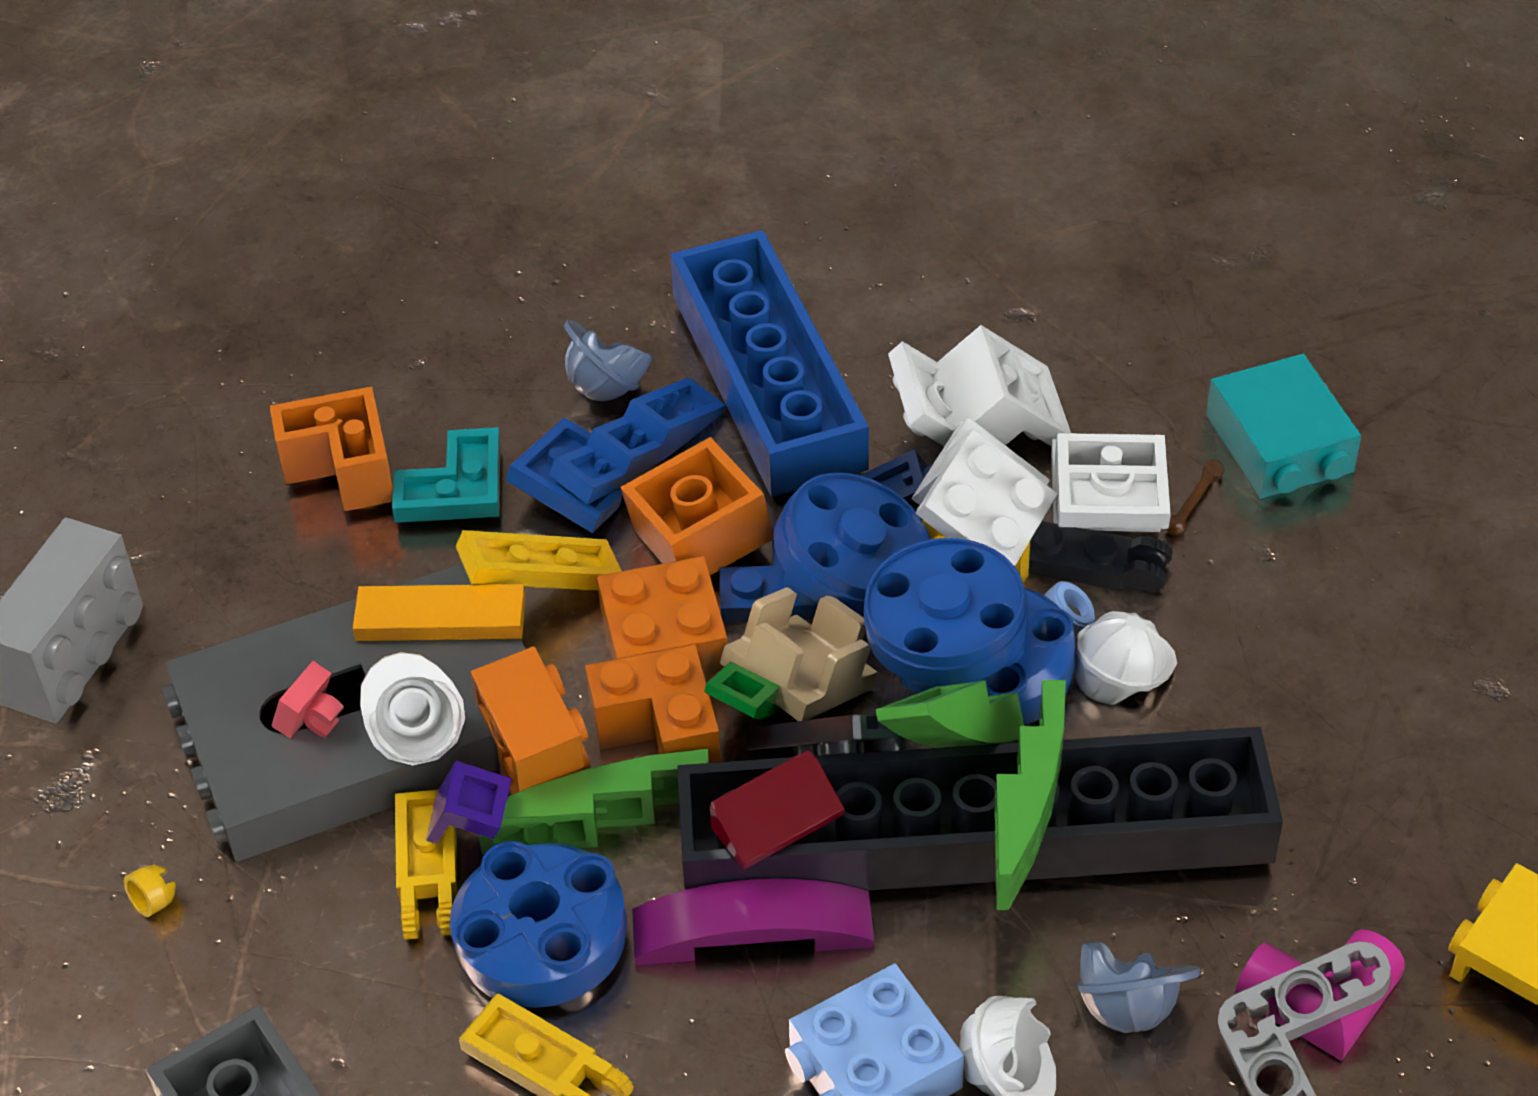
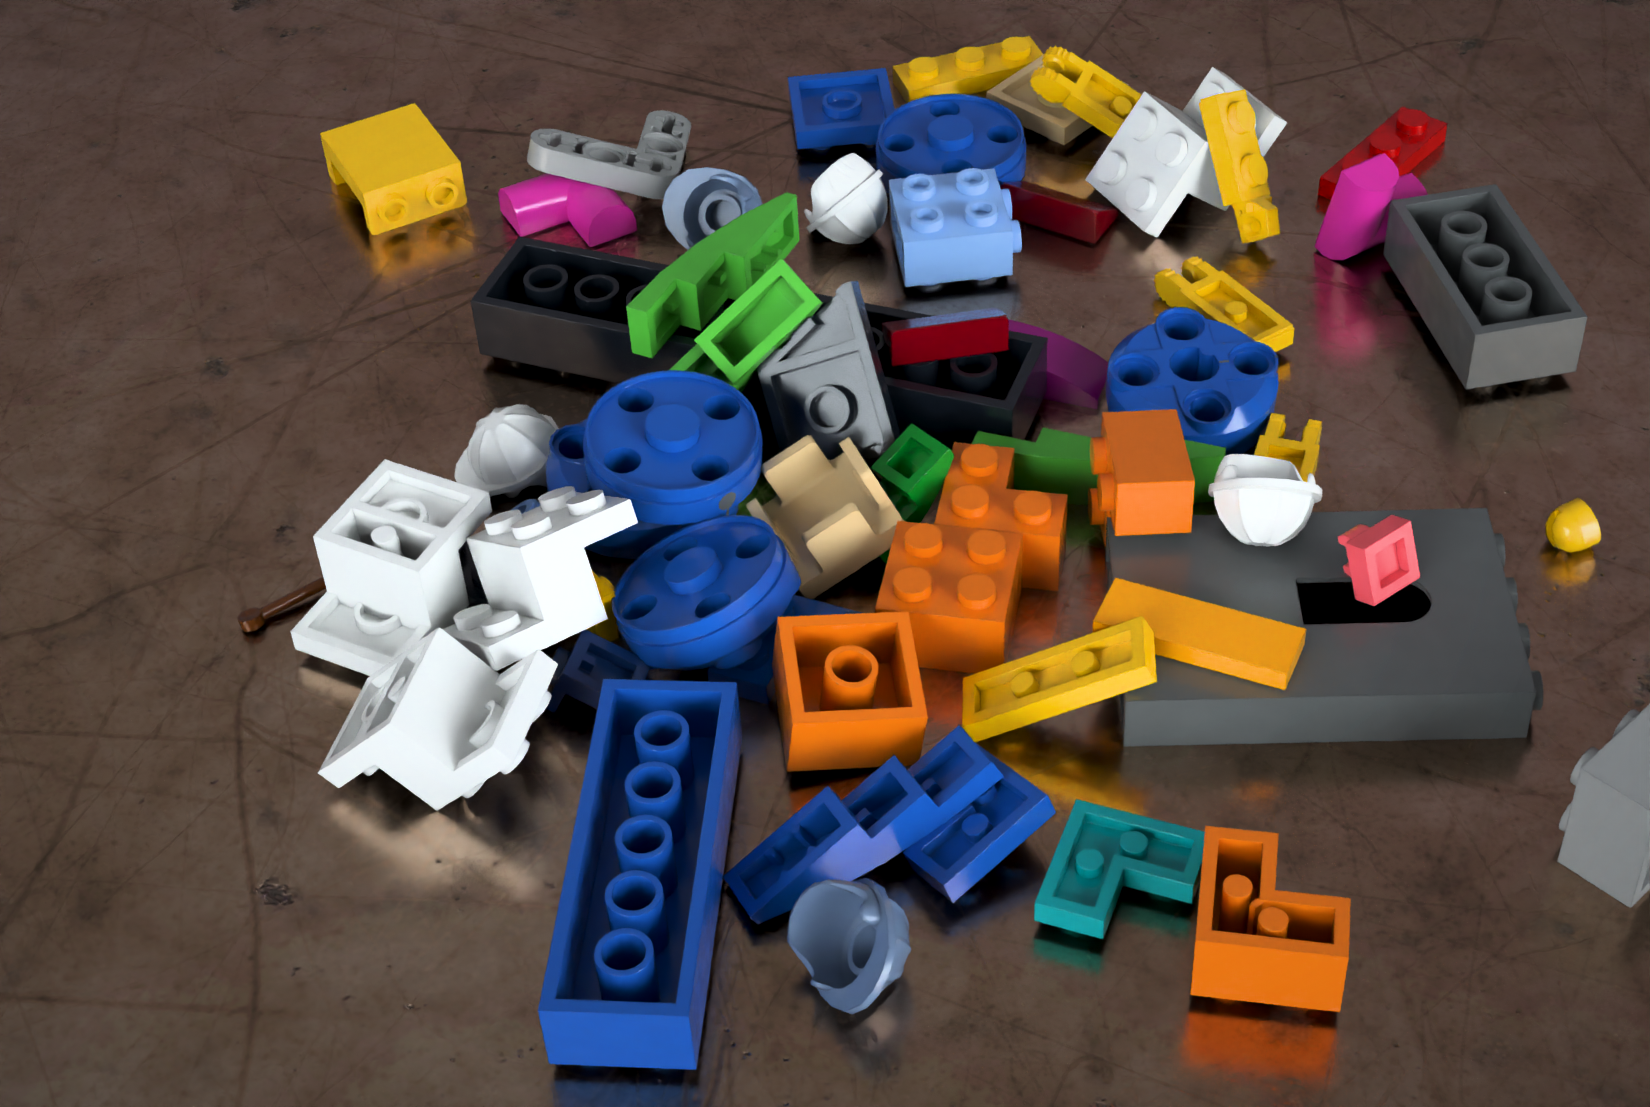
camera: 155 degrees left, 5 degrees down
(469, 801) = (1225, 432): dark purple panel -> none
(1282, 425) = (144, 615): teal brick -> none

